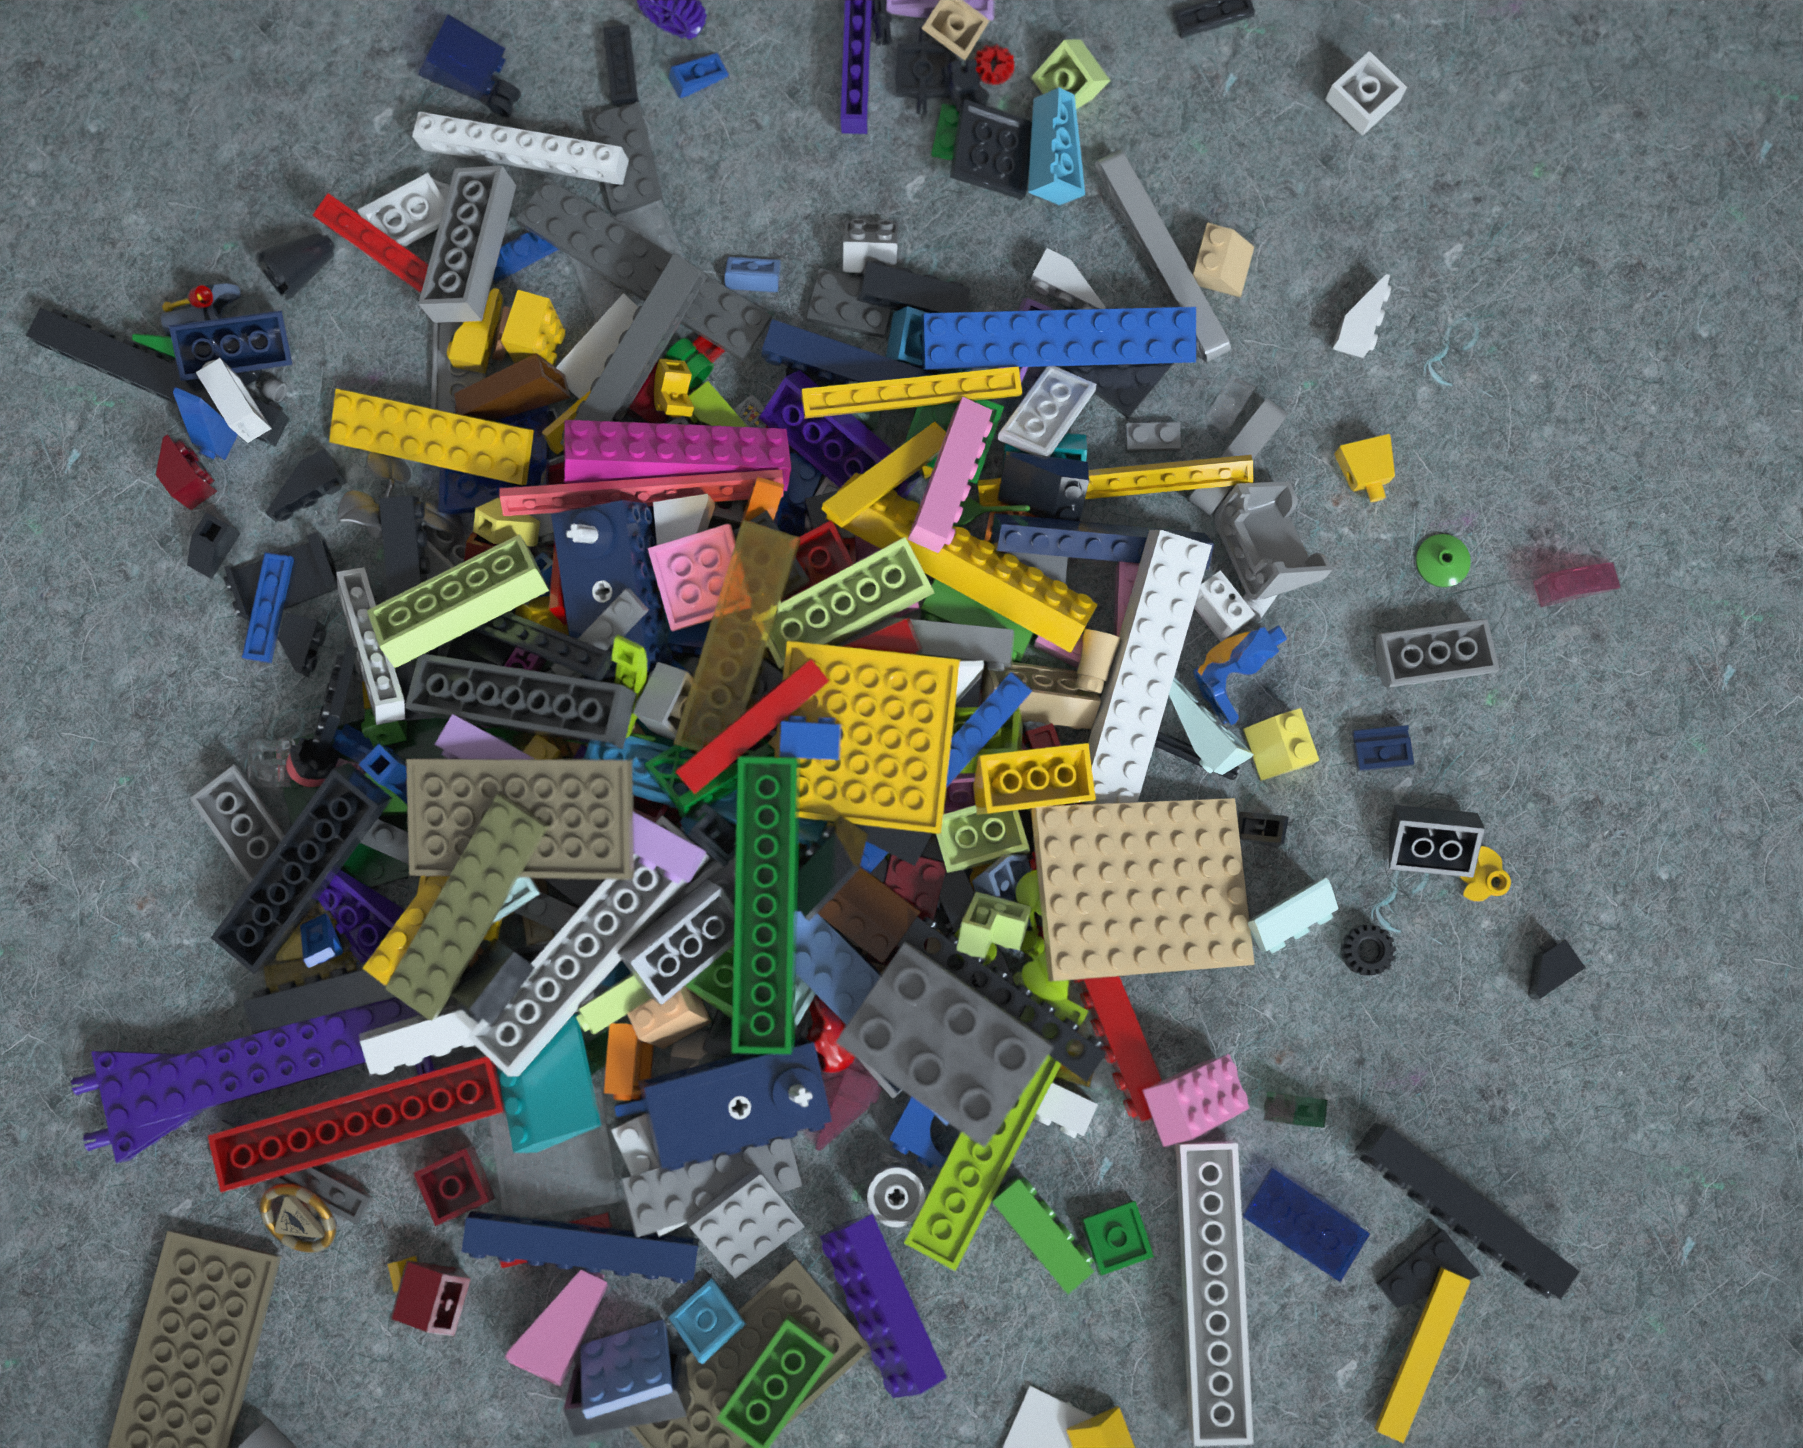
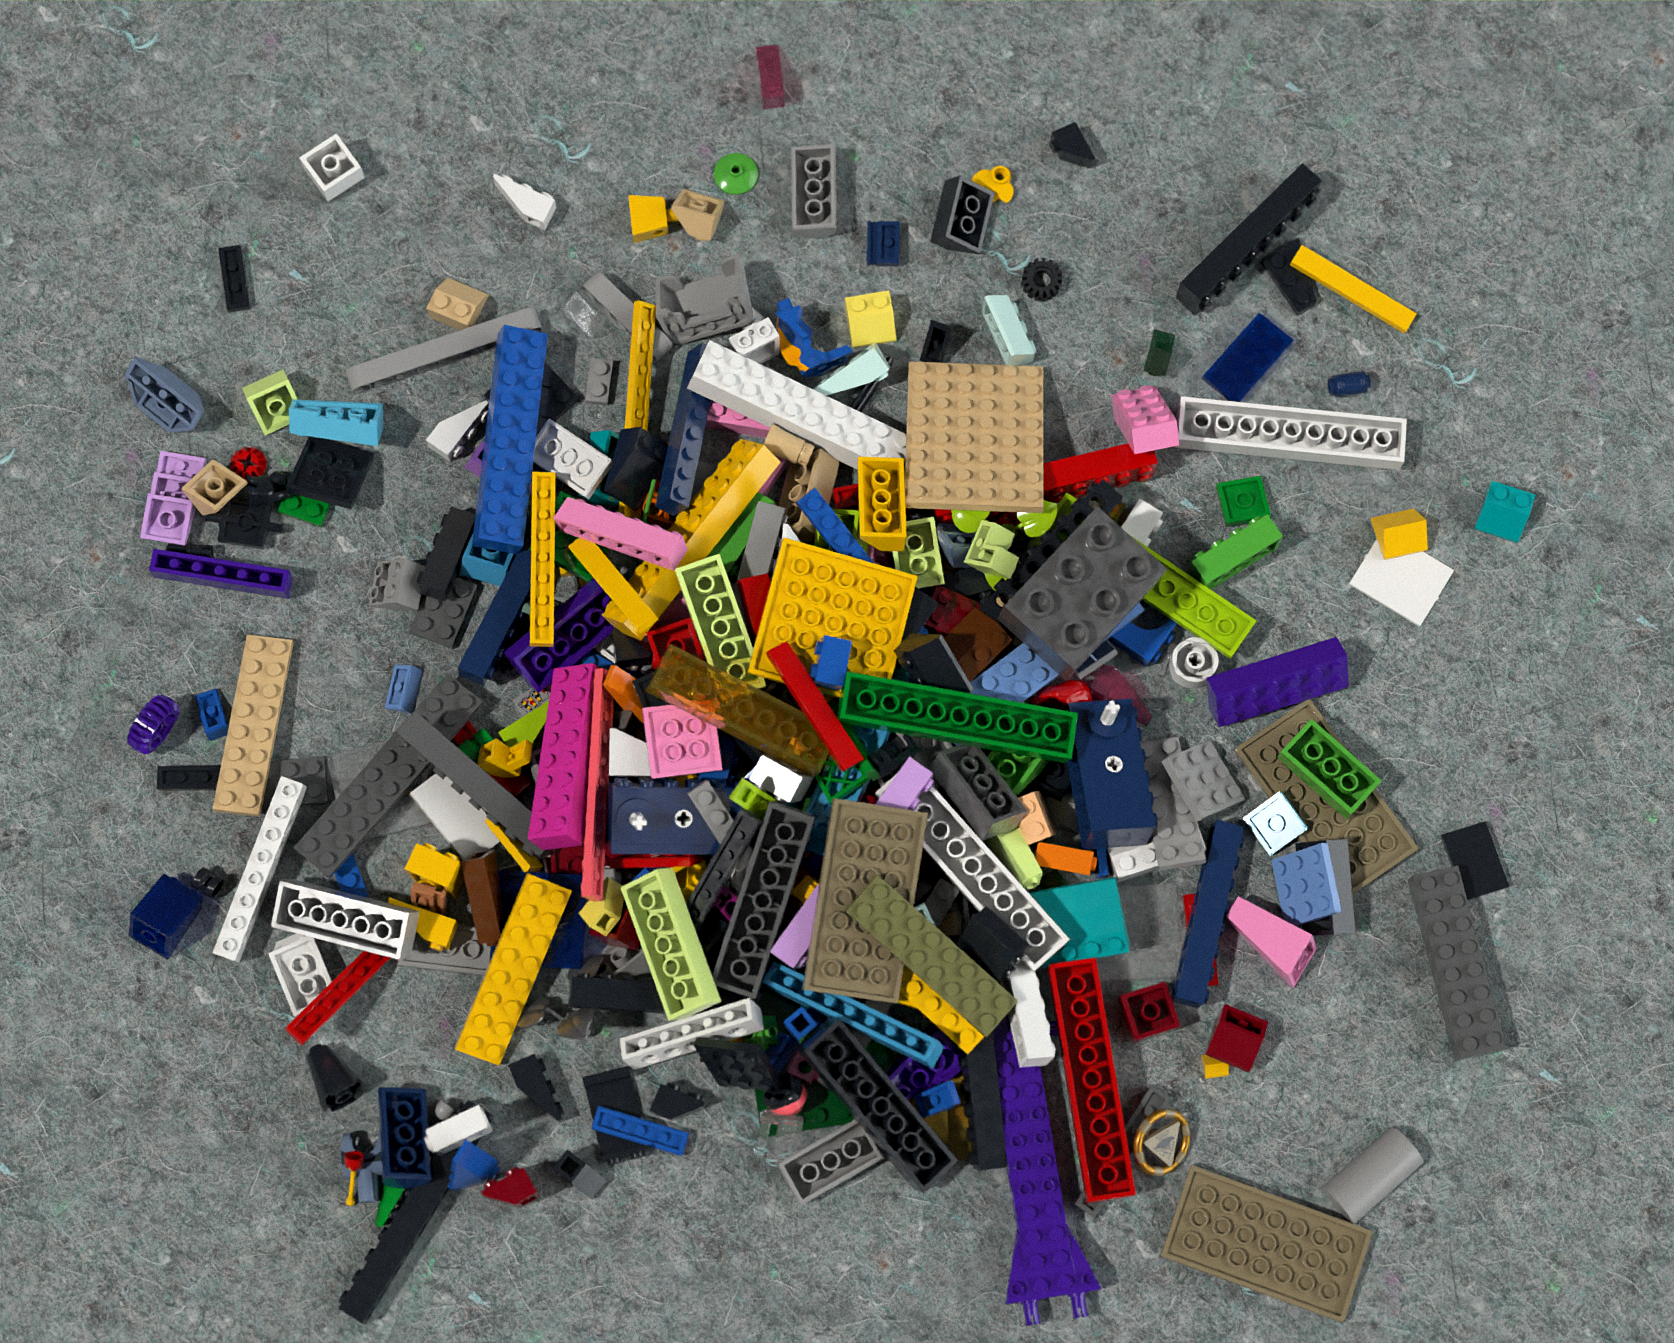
camera: 85 degrees left, 5 degrees down
(384, 849) = (855, 1016): none -> dark azure brick
(686, 116) = (253, 726): none -> tan plate
(1292, 1361) = (1348, 384): none -> dark blue head
(1382, 520) = (698, 213): none -> tan slope

